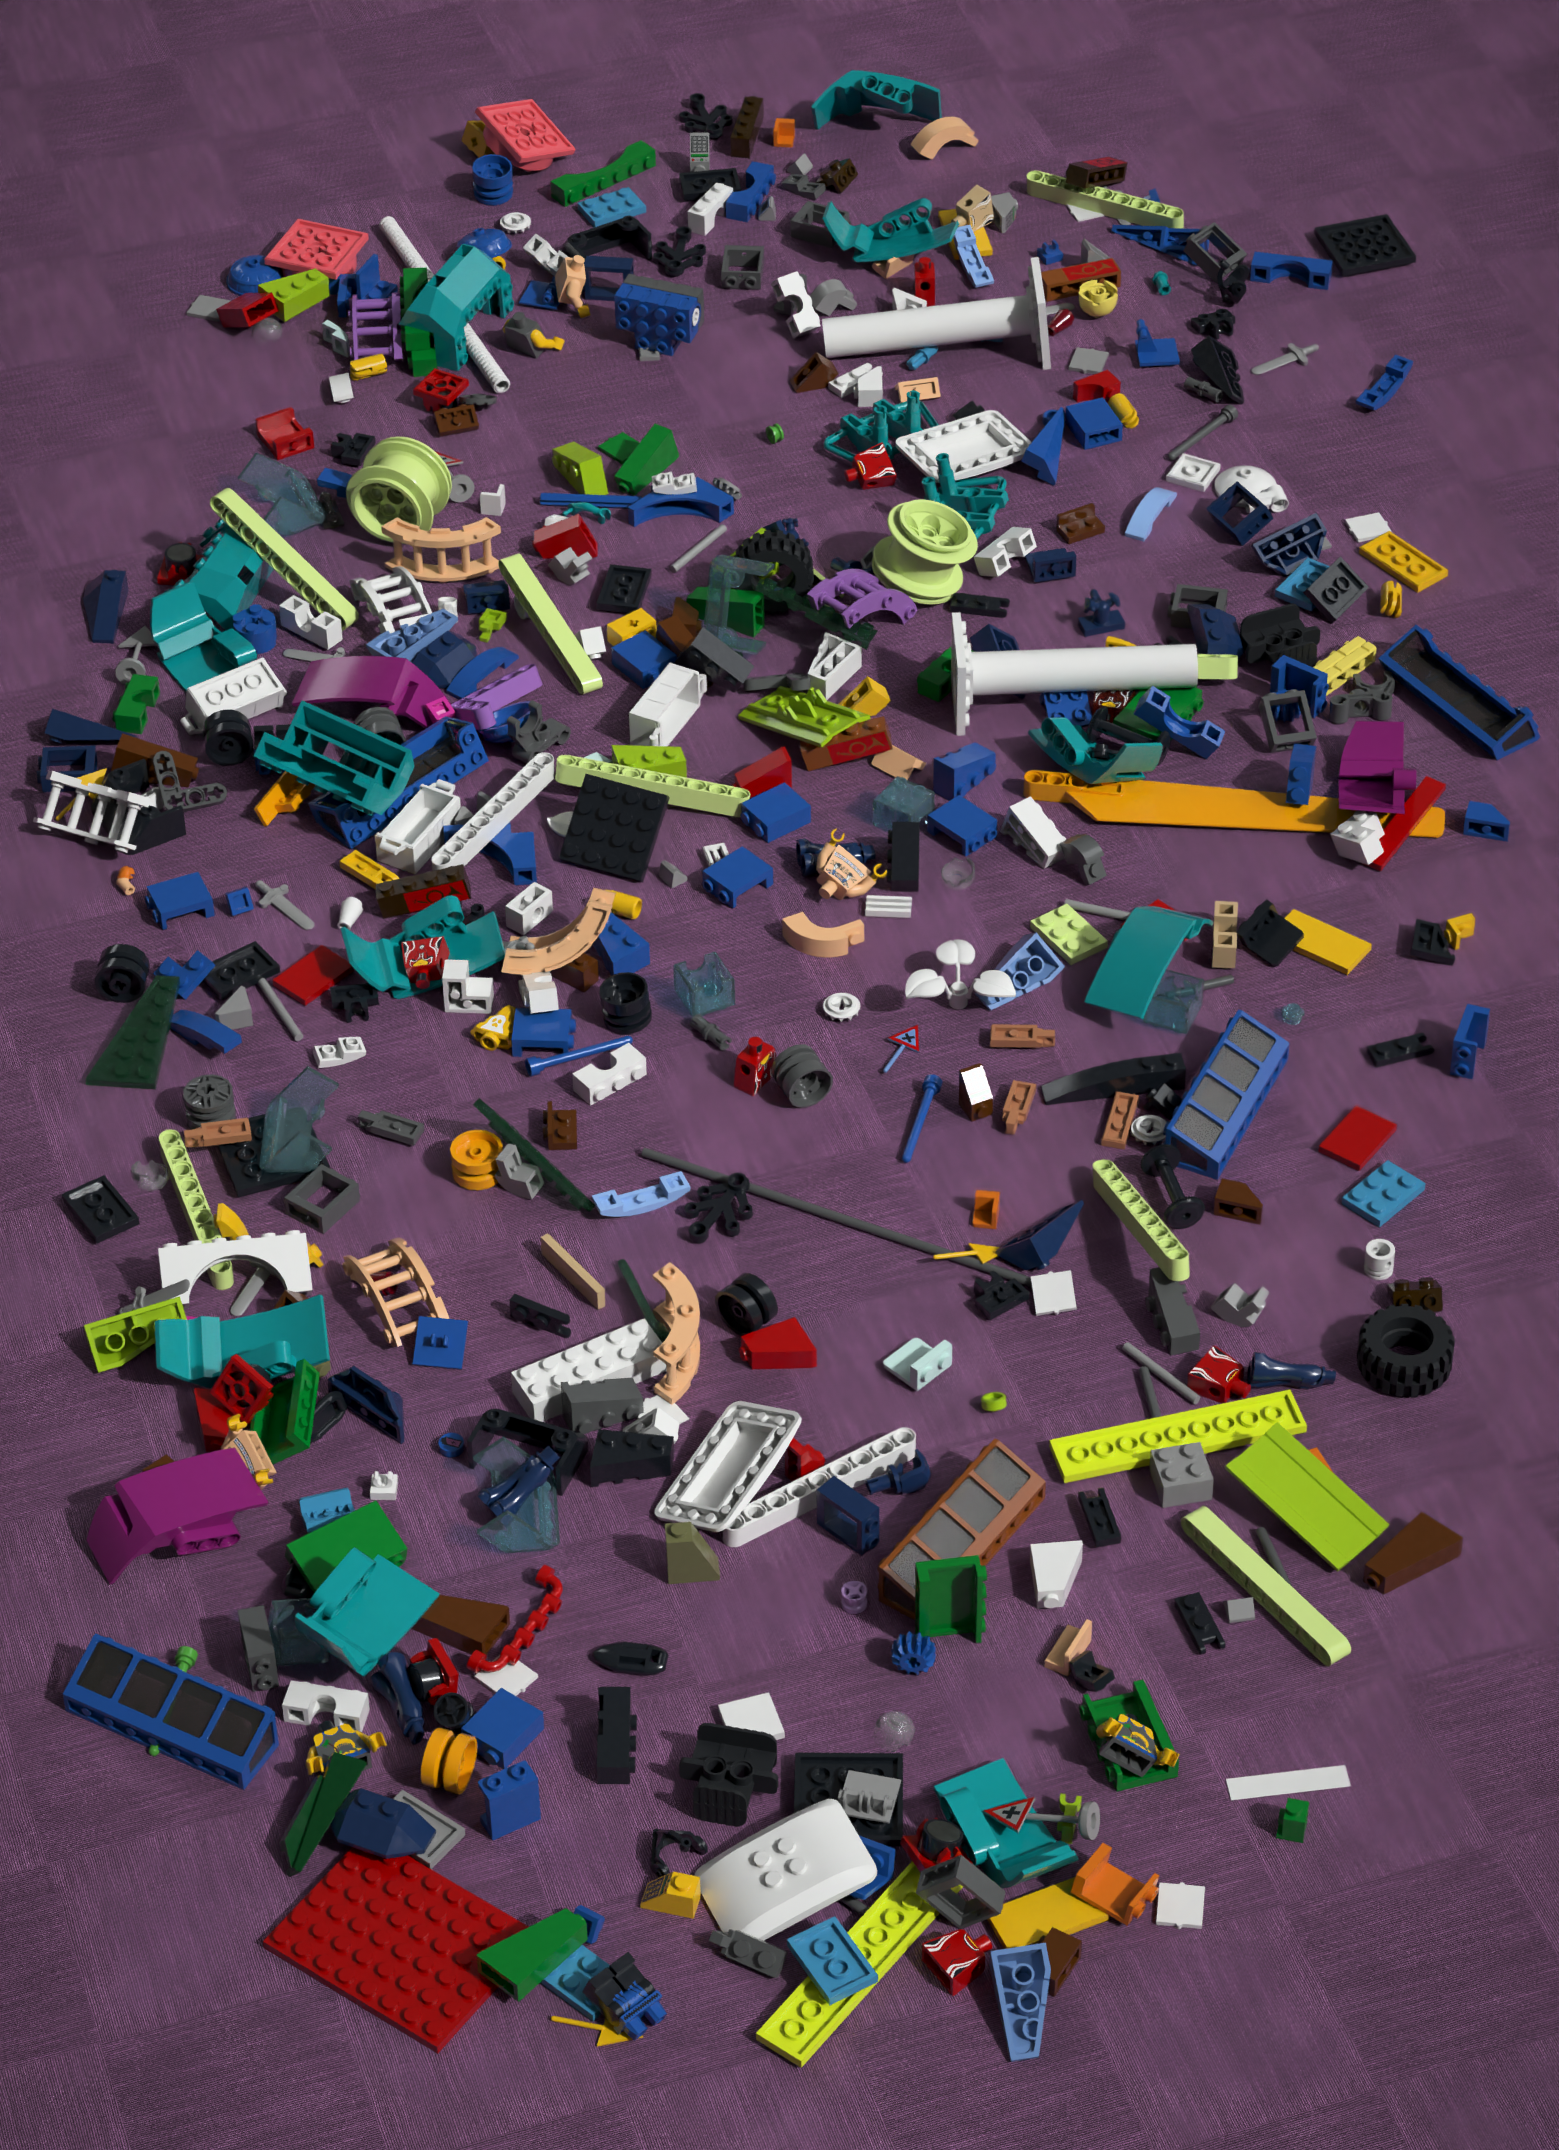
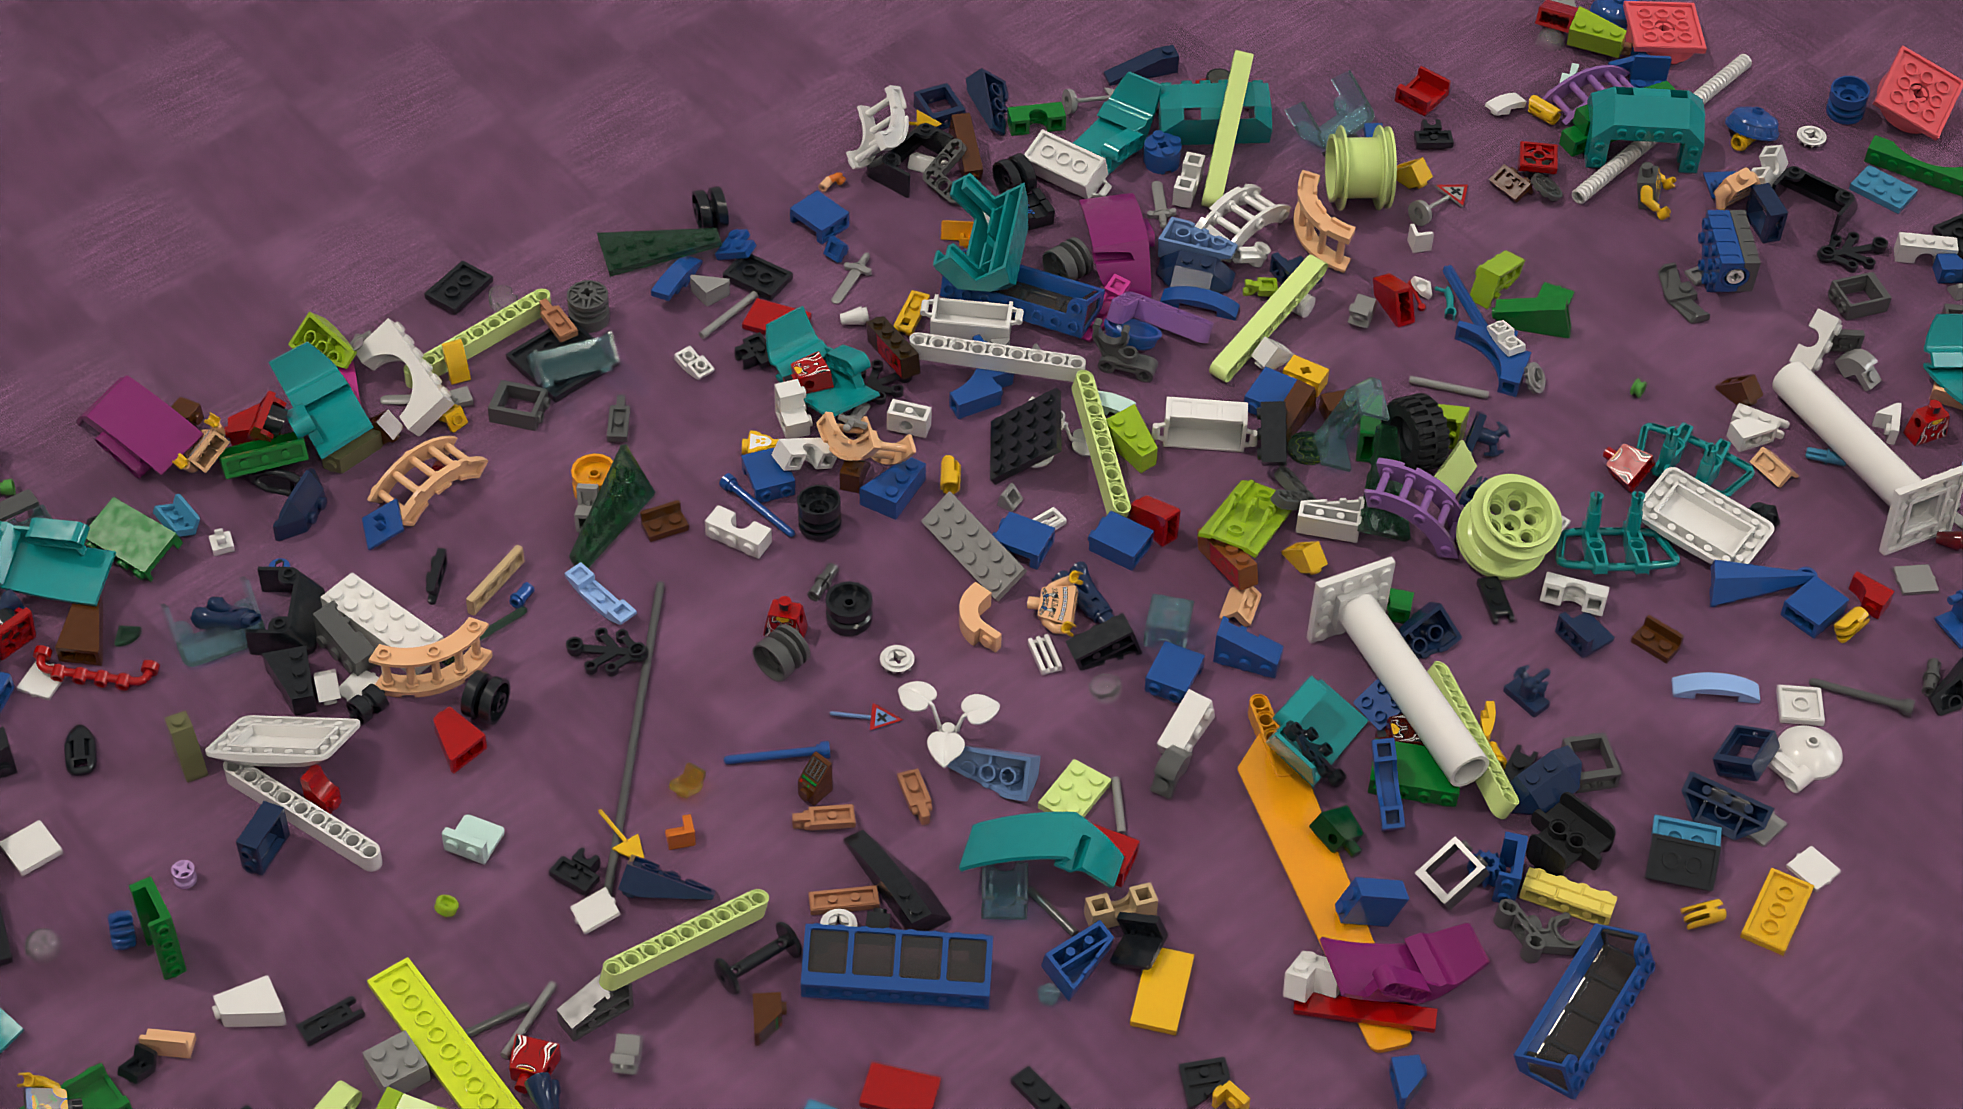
camera: 65 degrees right, 5 degrees up
(478, 1590) = (127, 635): none -> clear green tile
(607, 1261) = (518, 599): none -> blue pin
(624, 588) = (1359, 355): black plate -> none
(668, 370) = (1681, 294): none -> dark grey plate
(697, 1405) = (372, 701): none -> black wheel
(705, 988) = (864, 556): clear light blue piece -> none
(727, 910) = (974, 546): none -> light grey plate
(765, 1015) = (849, 608): none -> black wheel
(900, 1482) = (329, 867): dark blue piece -> none
(923, 1188) = (689, 782): none -> clear yellow bracket
(967, 1520) = (270, 923): window -> none
(1100, 725) = (1356, 783): black hose -> none
(1205, 774) = (1338, 830): none -> dark green torso
(1269, 978) = (1077, 958): none -> blue wedge

